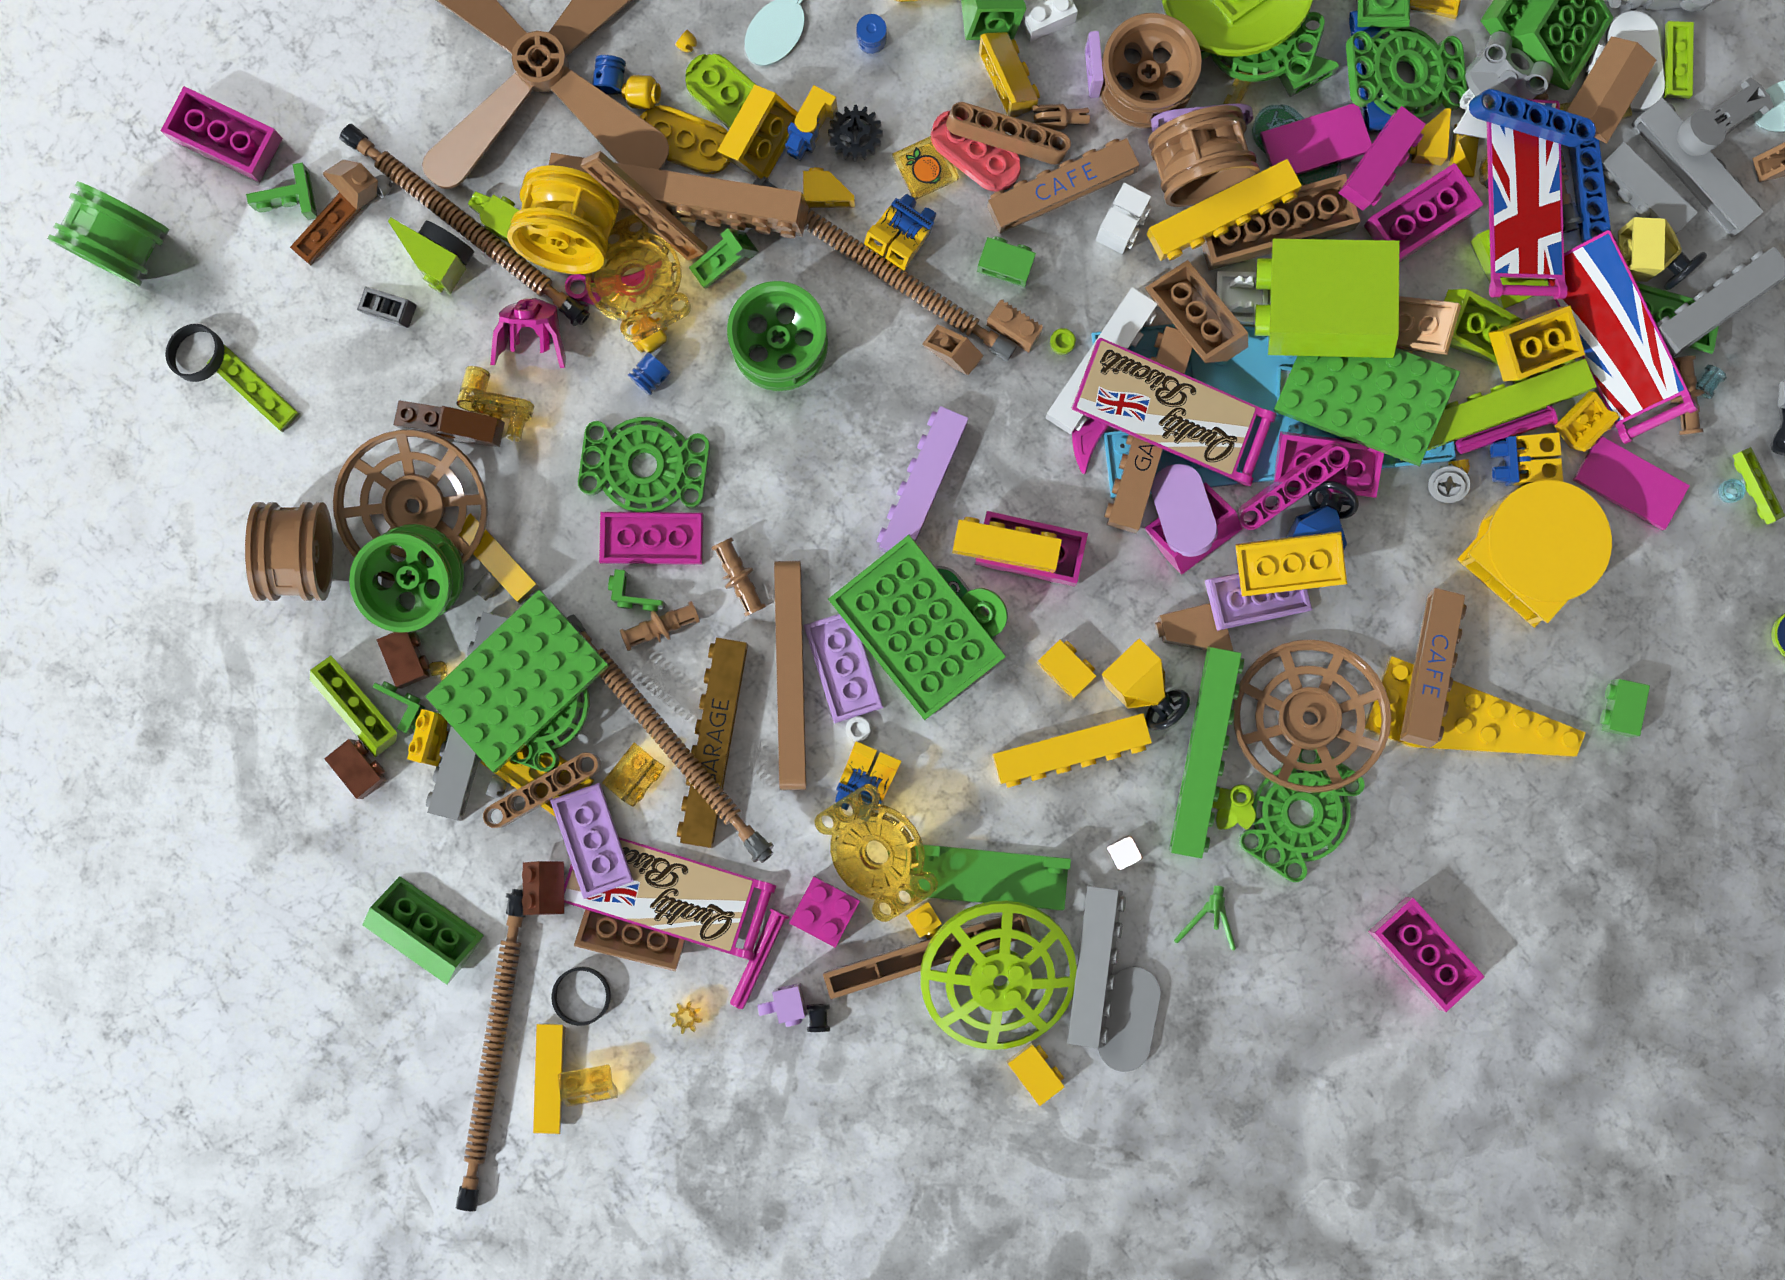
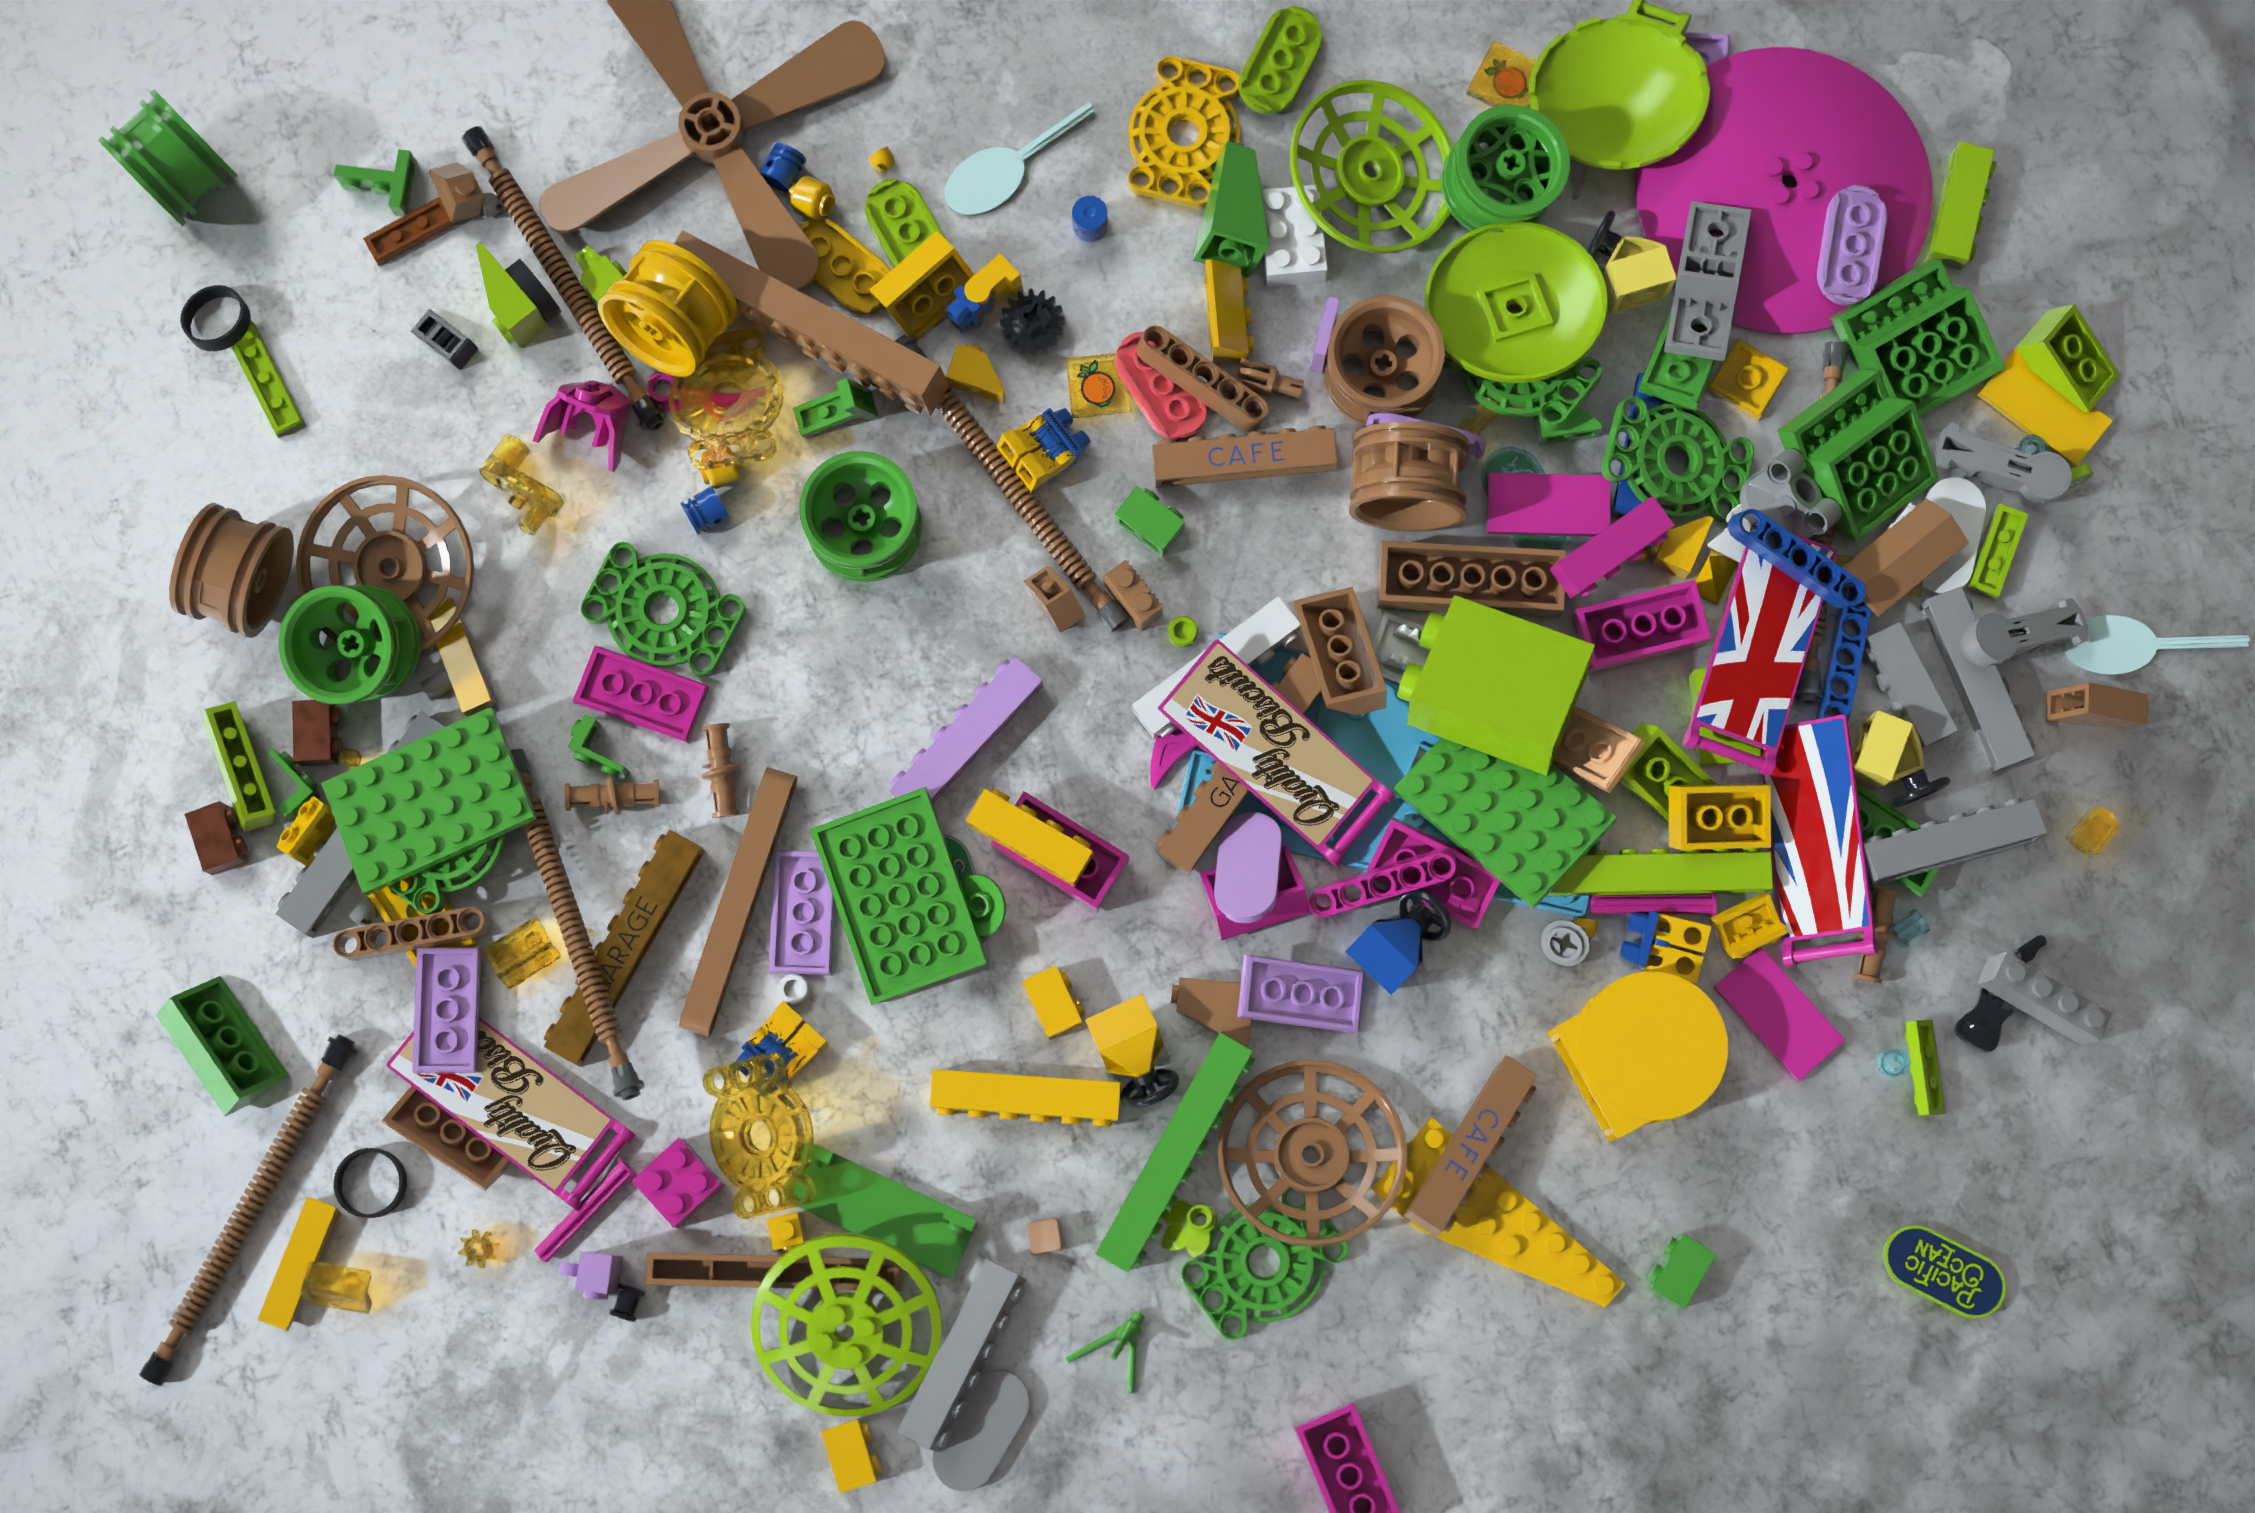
camera: 20 degrees right, 5 degrees down
(221, 134) = (334, 91): dark pink brick -> none
(450, 423) = (463, 490): reddish brown brick -> none
(543, 888) = (372, 1044): copper brick -> none
(643, 205) = (761, 322): medium nougat tile -> none
(1121, 222) = (1293, 523): white piece -> none
(1223, 210) = (1411, 545): yellow brick -> none
(1291, 563) = (1345, 969): yellow tile -> none

